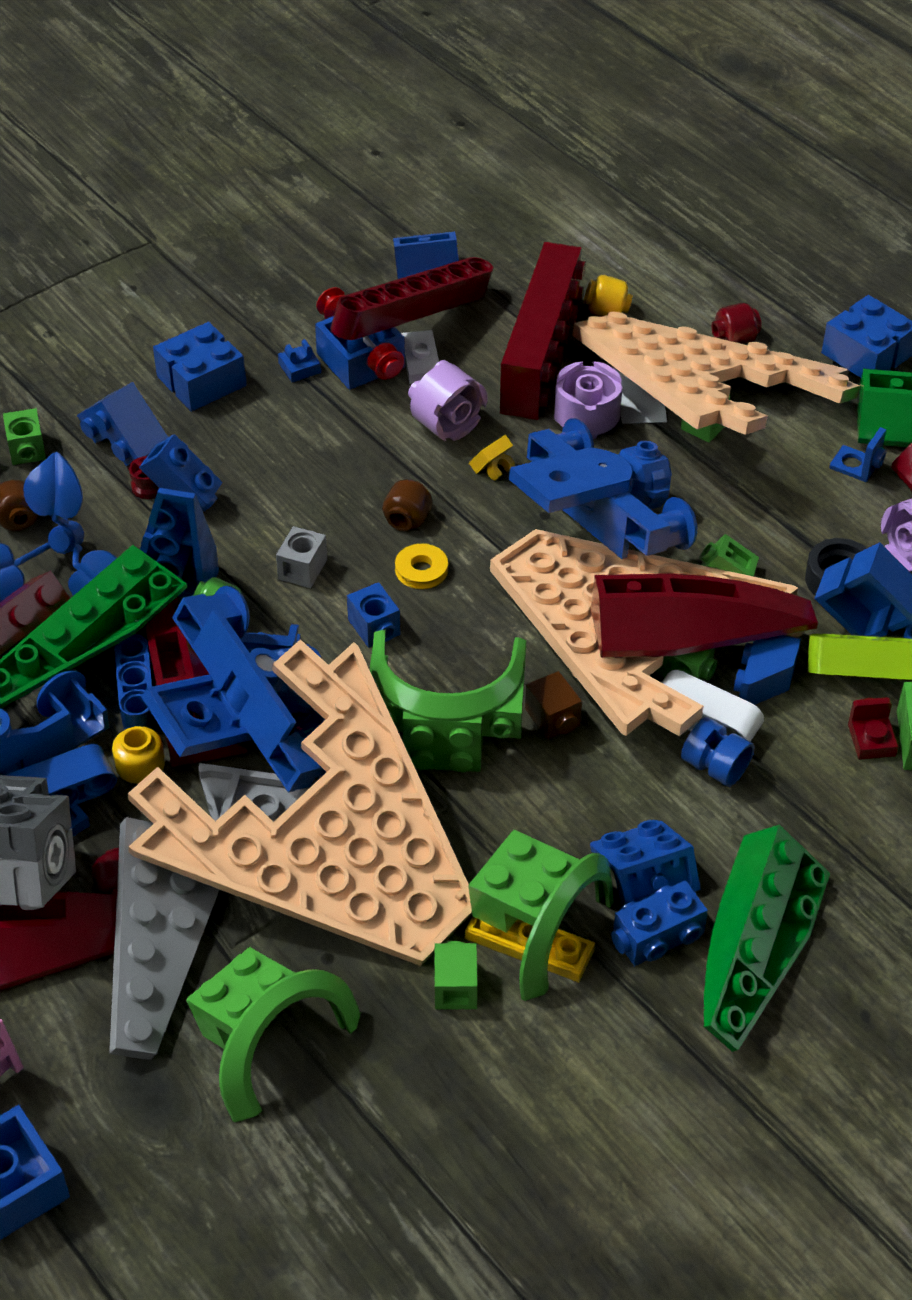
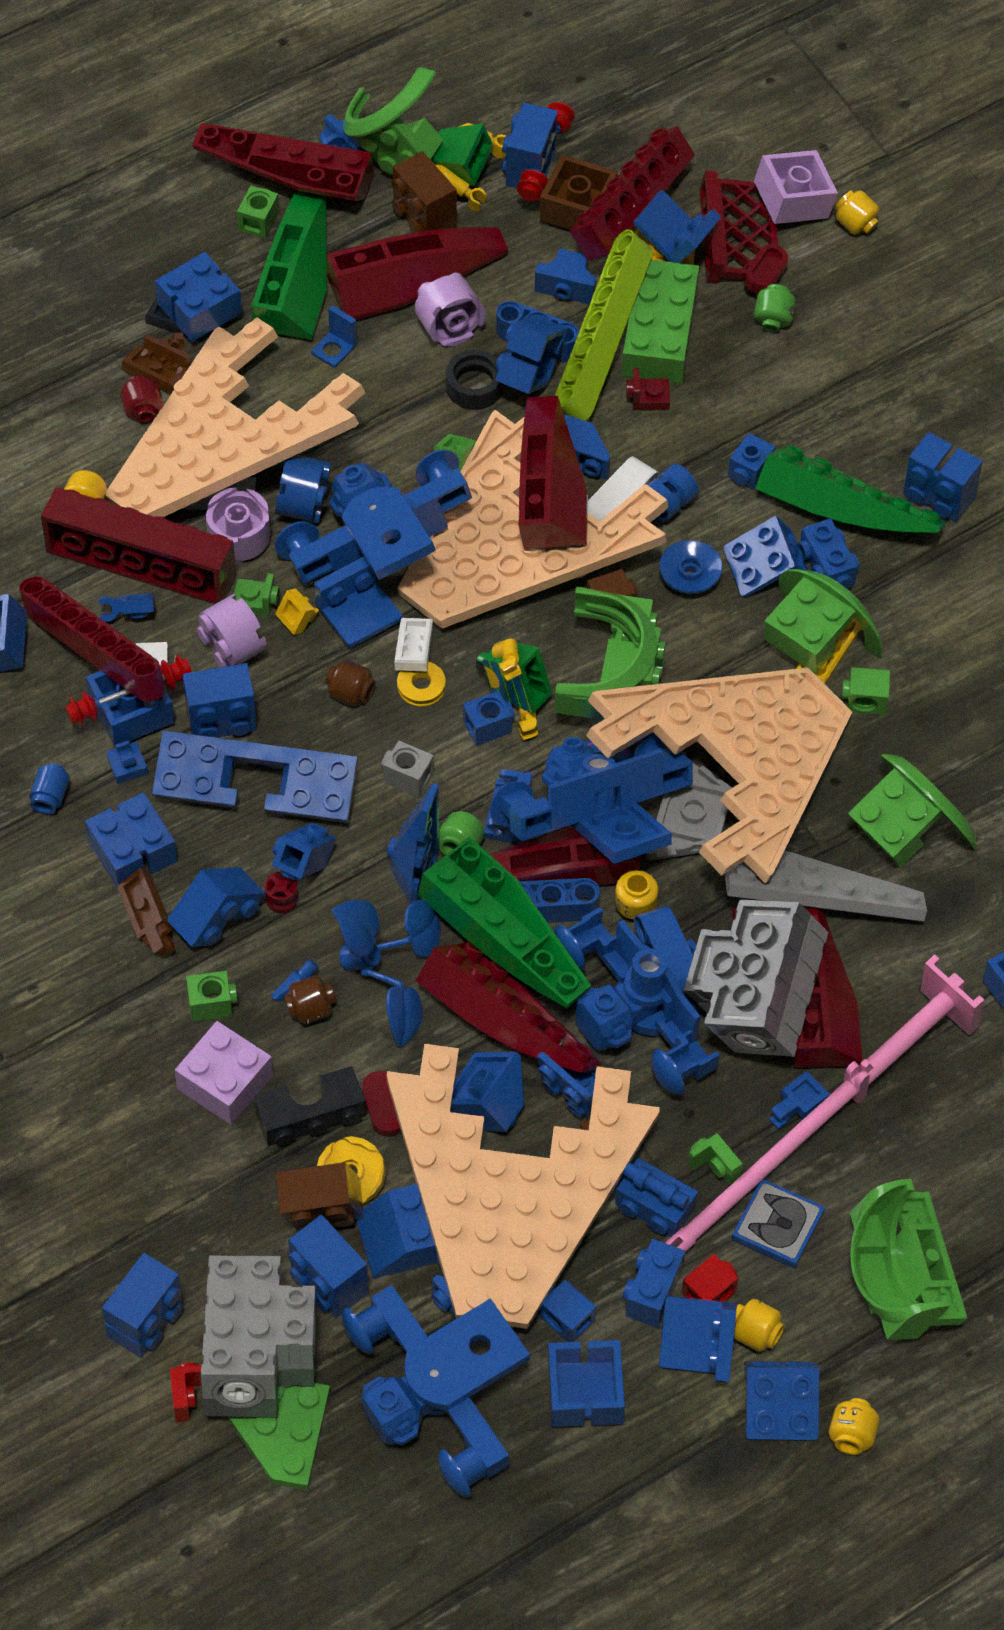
camera: 85 degrees left, 10 degrees up
(144, 381) = (146, 912): none -> reddish brown hinge
(259, 311) = (49, 788): none -> blue brick
(276, 404) = (202, 771): none -> blue plate
(358, 401) = (220, 701): none -> blue brick
(418, 618) = (519, 677): none -> torso
(463, 549) = (413, 644): none -> white plate
(481, 344) = (134, 604): none -> blue plate
(501, 505) = (355, 603): none -> blue bracket
(512, 425) = (258, 595): none -> bright green bracket
(617, 771) = (693, 557): none -> blue dish
(643, 421) = (303, 488): none -> blue brick
(793, 335) = (159, 359): none -> reddish brown slope
(797, 822) = (749, 460): none -> blue brick
(803, 1034) = (946, 490): none -> blue piece

